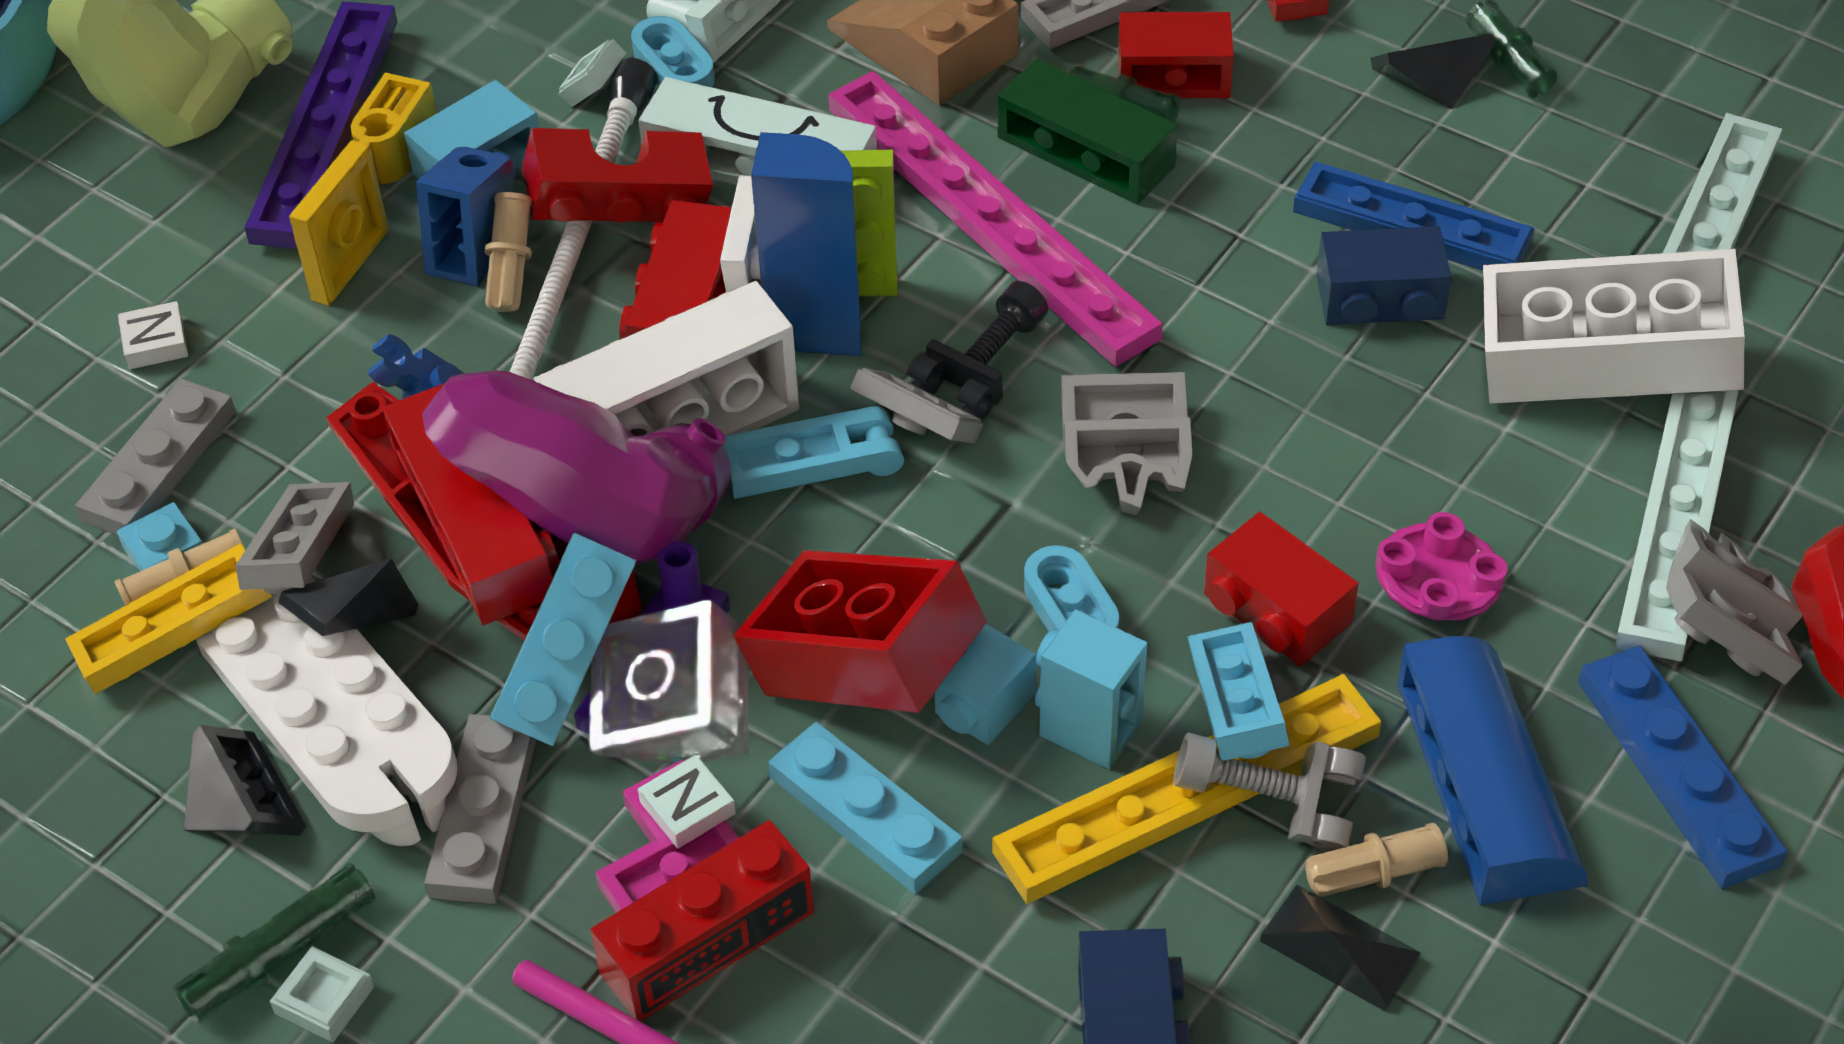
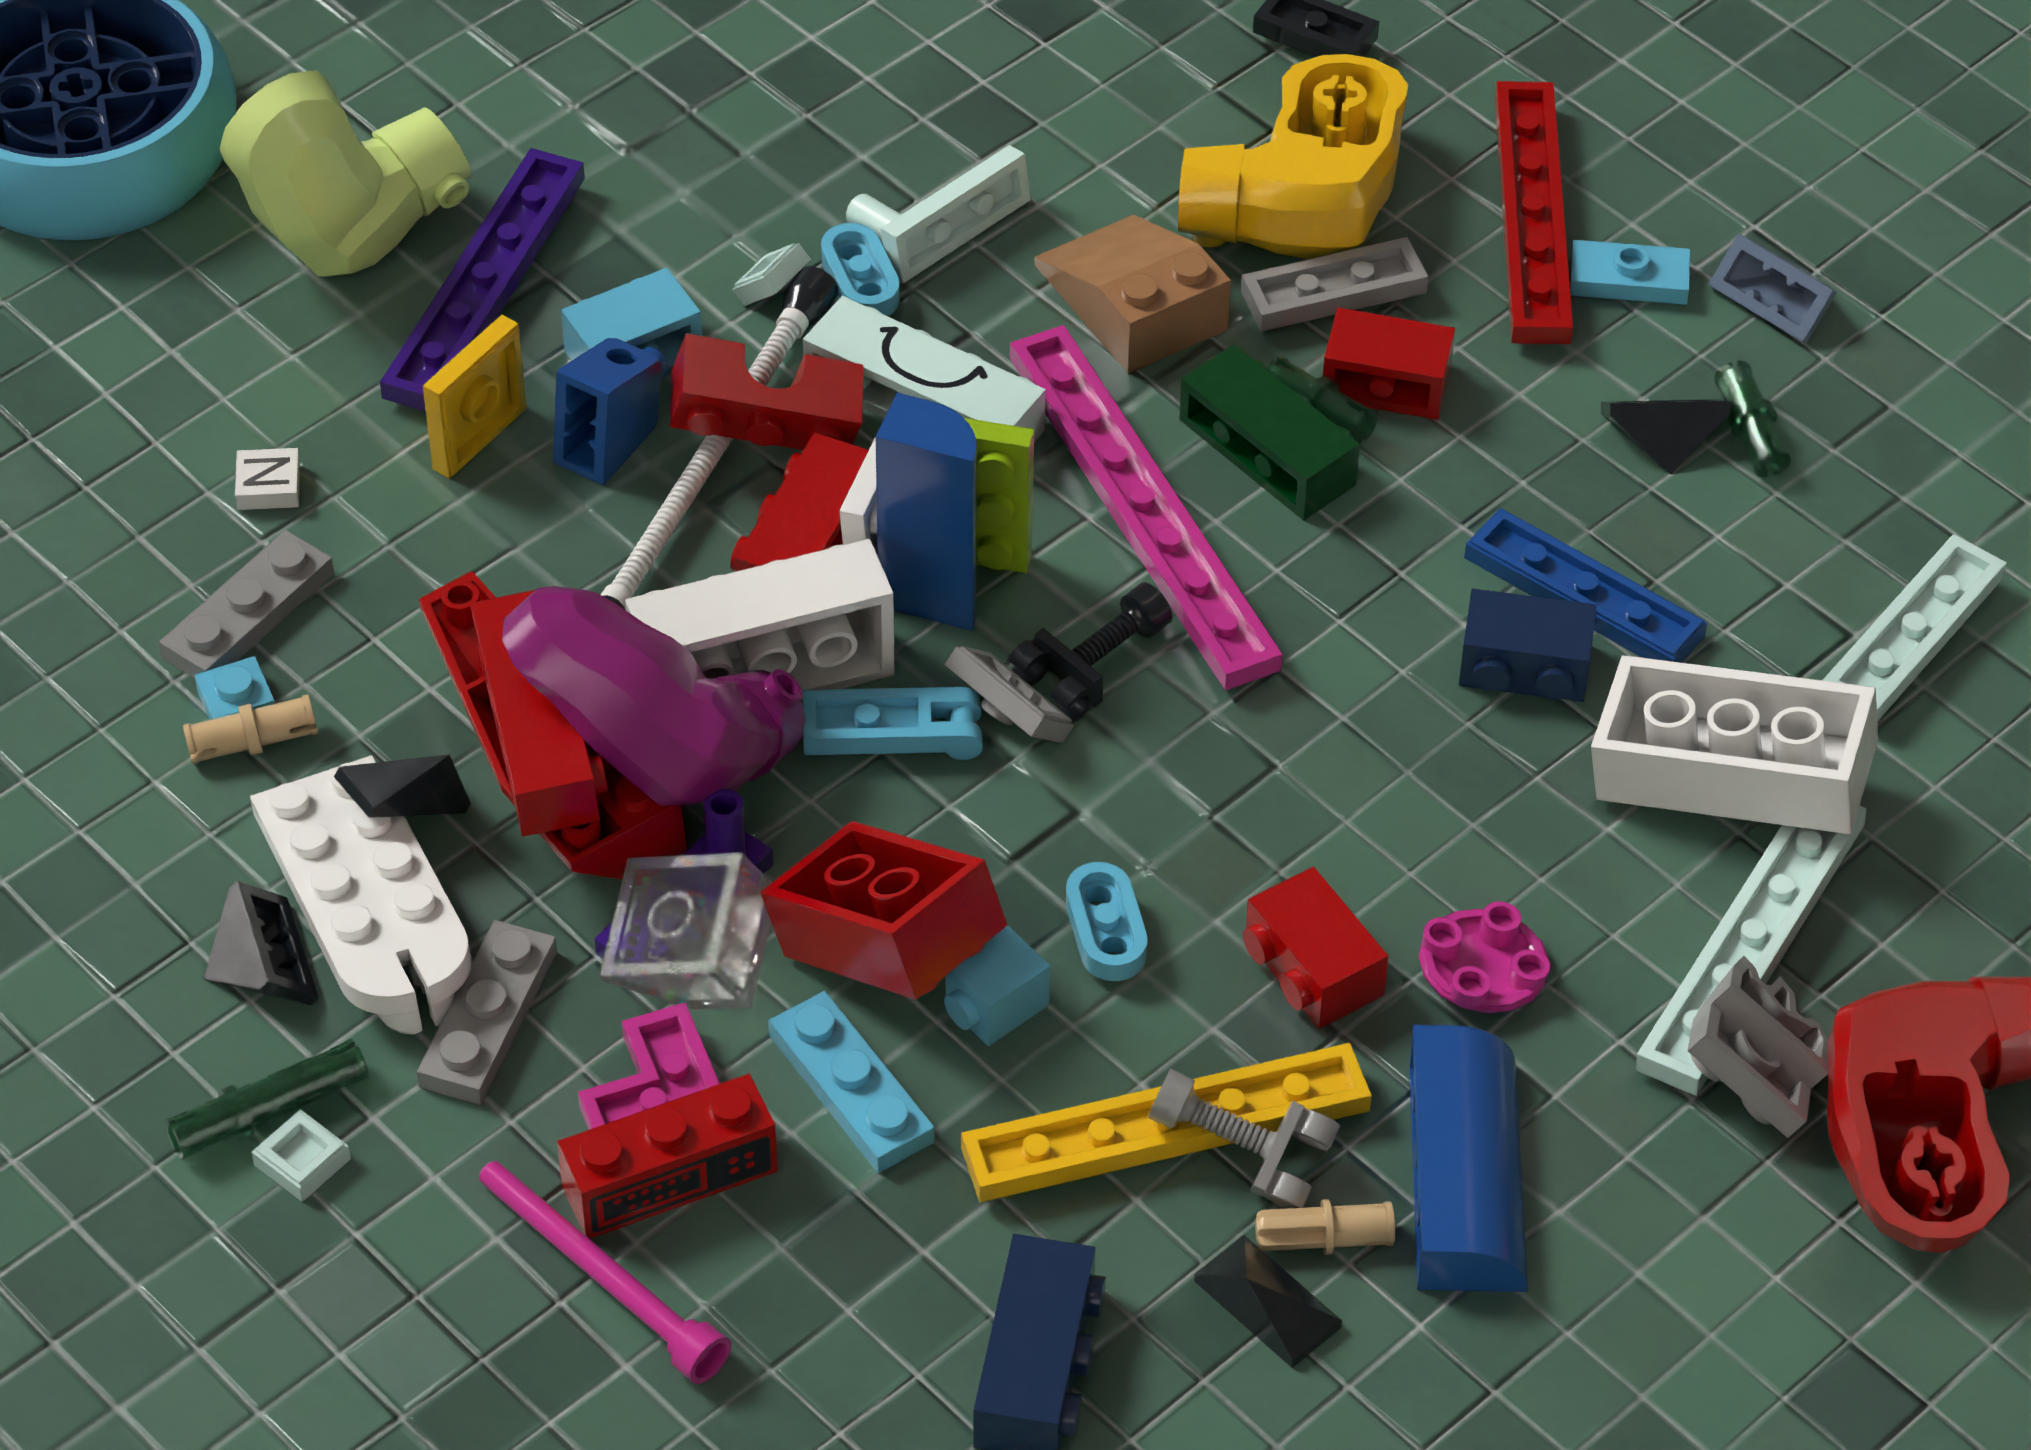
camera: 10 degrees right, 0 degrees up
(162, 621) = (227, 771): yellow plate -> none
(294, 537) = (364, 713): light grey plate -> none
(387, 113) = (546, 289): yellow piece -> none
(409, 371) = (513, 568): blue plate -> none
(508, 251) = (638, 456): tan axle -> none
(562, 639) = (595, 864): medium azure plate -> none
(686, 801) = (678, 1042): light aqua tile -> none
(1091, 688) = (1093, 1009): medium azure brick -> none
(1127, 431) = (1212, 760): light grey plate -> none
(1238, 692) = (1235, 1039): medium azure plate -> none
(1682, 767) = (1658, 1196): blue plate -> none

